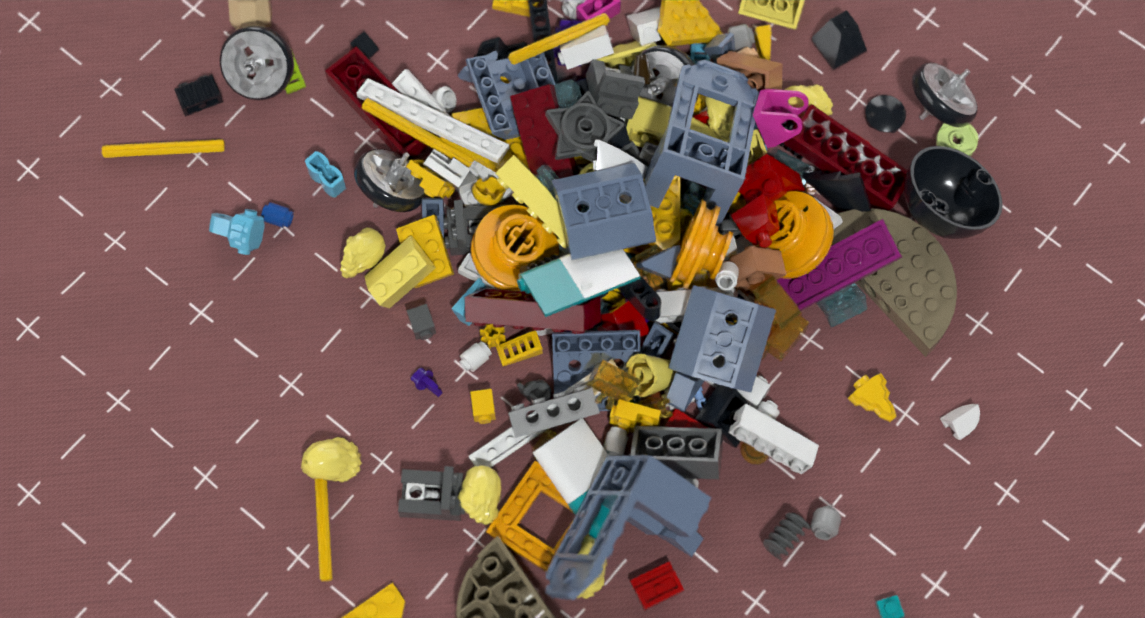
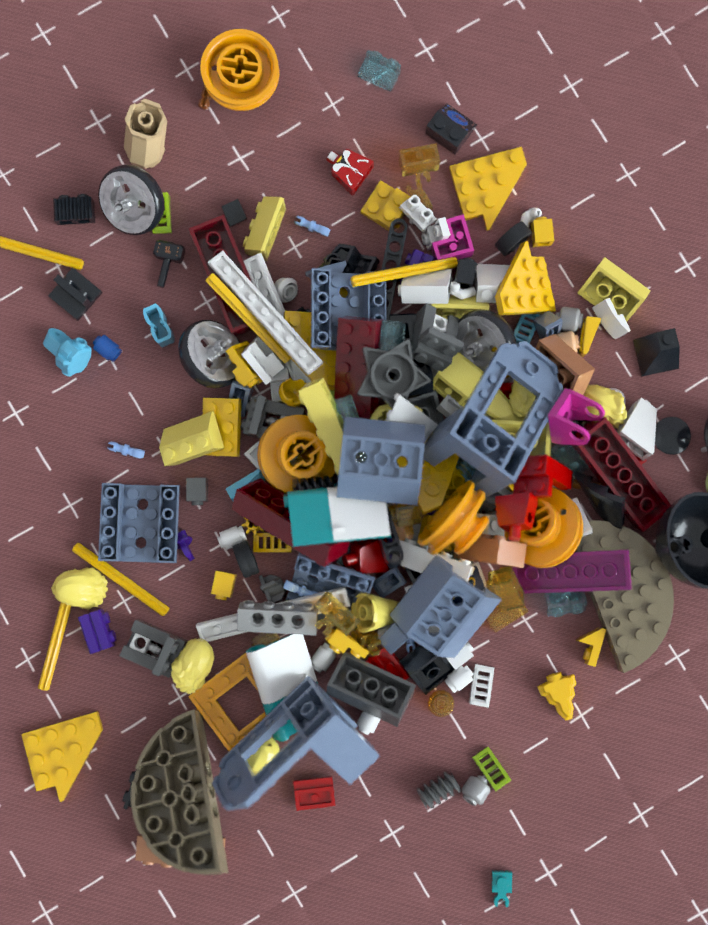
camera: 20 degrees right, 15 degrees up
(225, 175) = (74, 293): none -> black bracket
(310, 105) = (169, 253): none -> black piece
(345, 307) = (126, 450): none -> light blue piece
(358, 381) = (125, 522): none -> sand blue slope
(362, 252) = (166, 410): light yellow piece -> none
(364, 498) = (97, 631): none -> dark purple brick
(371, 439) = (121, 579): none -> yellow axle
(401, 45) = (265, 226): none -> light yellow slope
(460, 35) = (312, 226): none -> light blue piece
(497, 370) = (245, 559): none -> black tyre
(554, 380) = (301, 590): none -> light blue piece
(620, 26) = (465, 272): none -> black brick
(625, 42) = (456, 291): none -> white arm
(642, 68) = (467, 329): dark brown cone -> none
(662, 263) = (416, 523): sand blue slope -> none
(727, 276) = (468, 559): white brick -> none
(773, 439) = (458, 707): white brick -> none
(783, 26) = (611, 321): none -> white slope
(798, 415) = (472, 700): none -> white slope
(846, 512) = (501, 783): none -> lime slope
(851, 112) = (640, 428): none -> white slope
(888, 335) = (595, 640): none -> yellow slope
(962, 420) = (627, 740): white brick -> none

